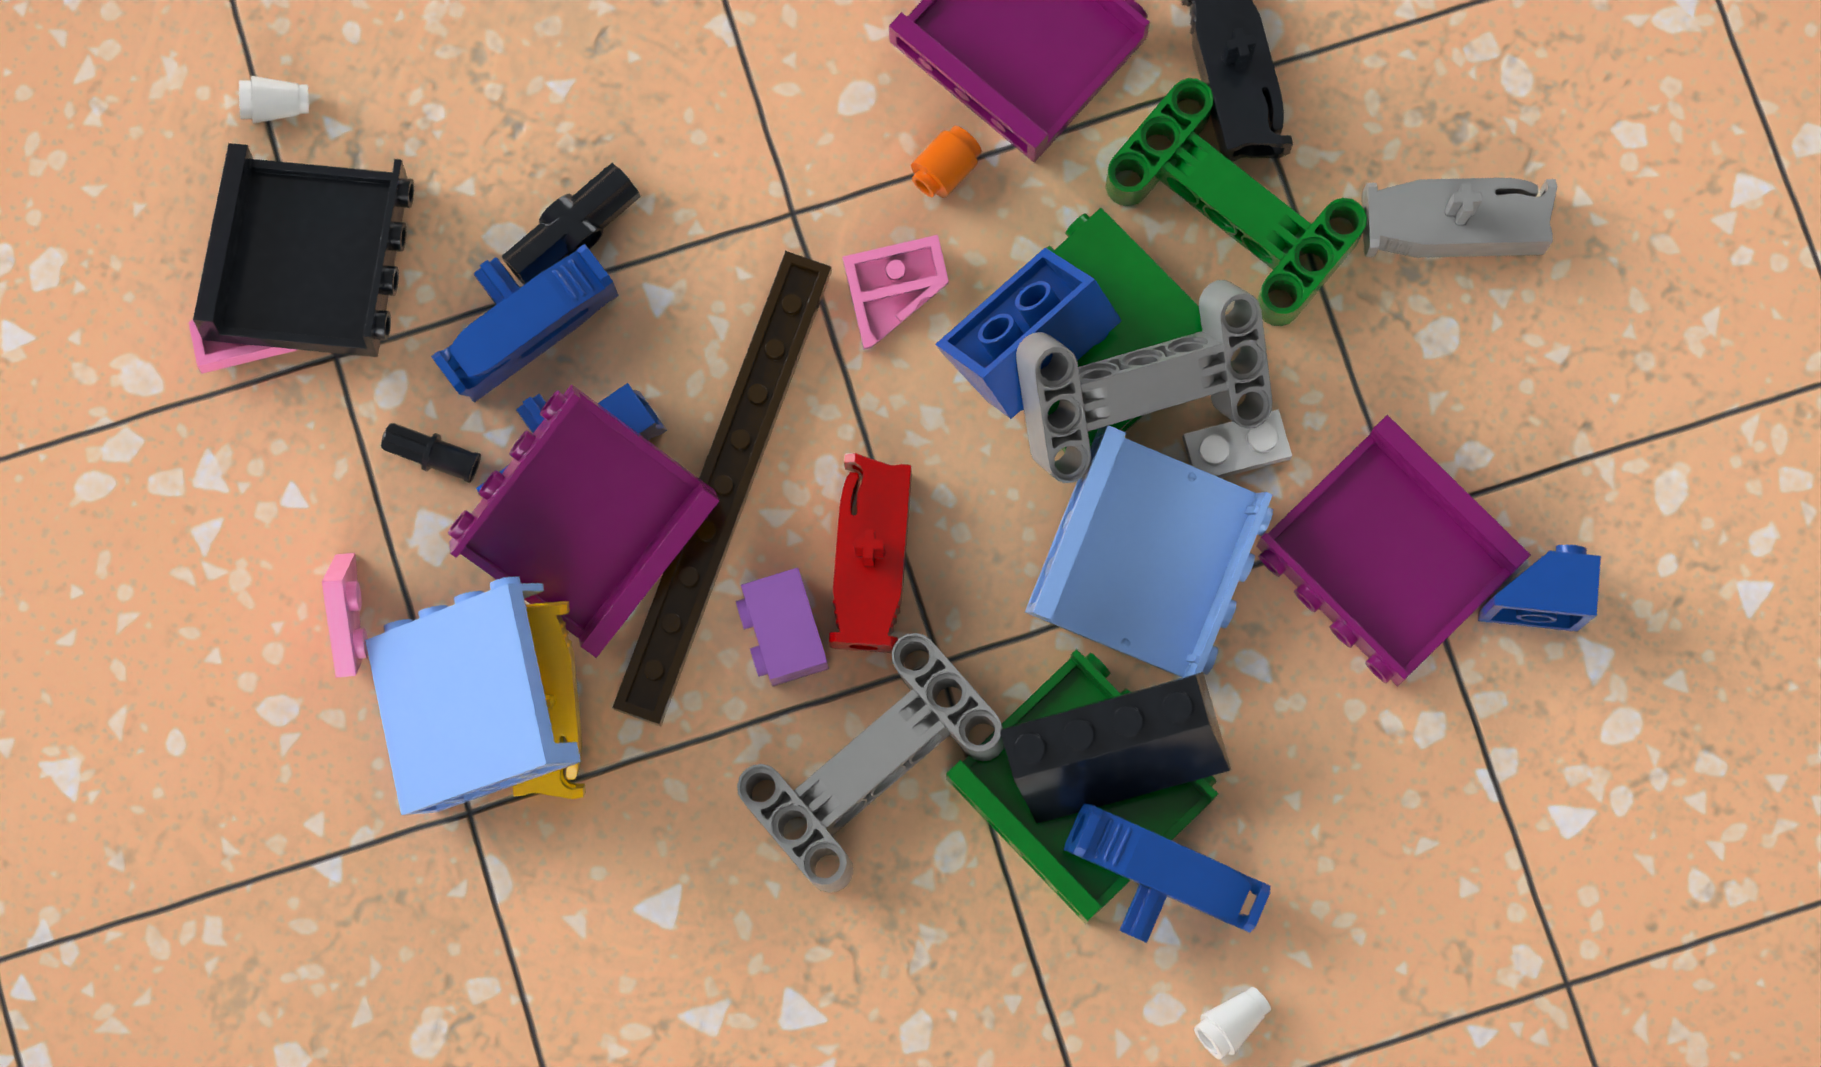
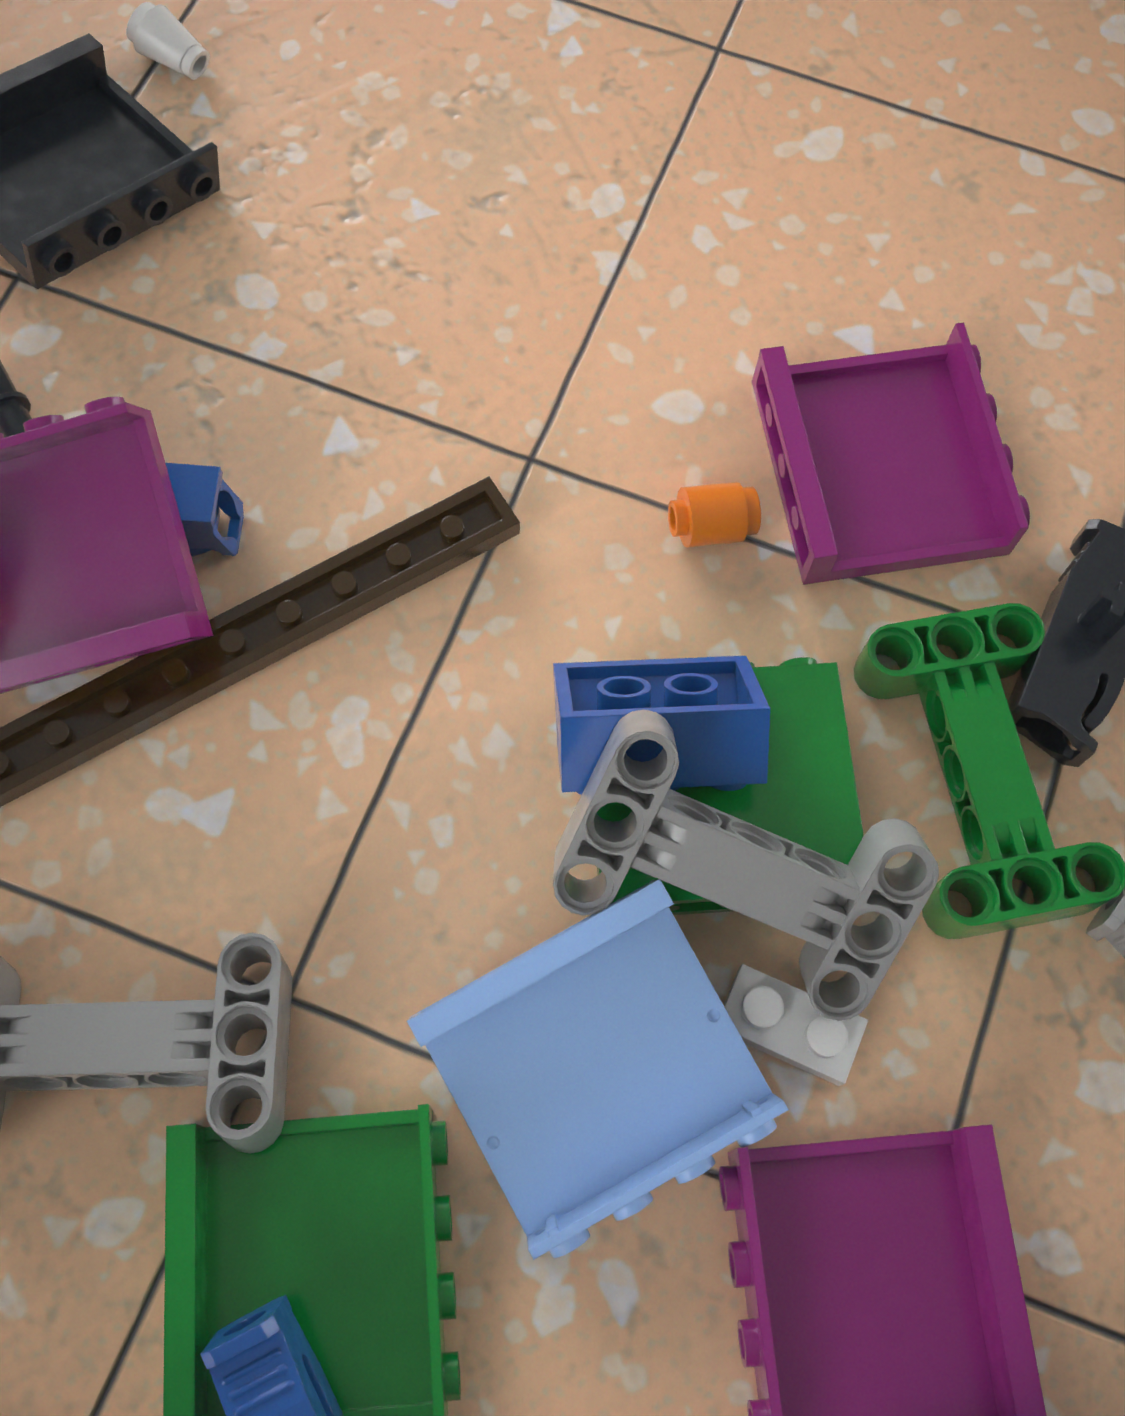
camera: 30 degrees right, 10 degrees down
(524, 320) = (191, 356): blue piece -> none
(571, 223) = (314, 314): black piece -> none
(783, 627) = (158, 827): medium lavender brick -> none
(870, 554) = (310, 825): red piece -> none
(893, 284) = (566, 586): bright pink wing -> none
(1116, 748) = (374, 1261): black slope -> none

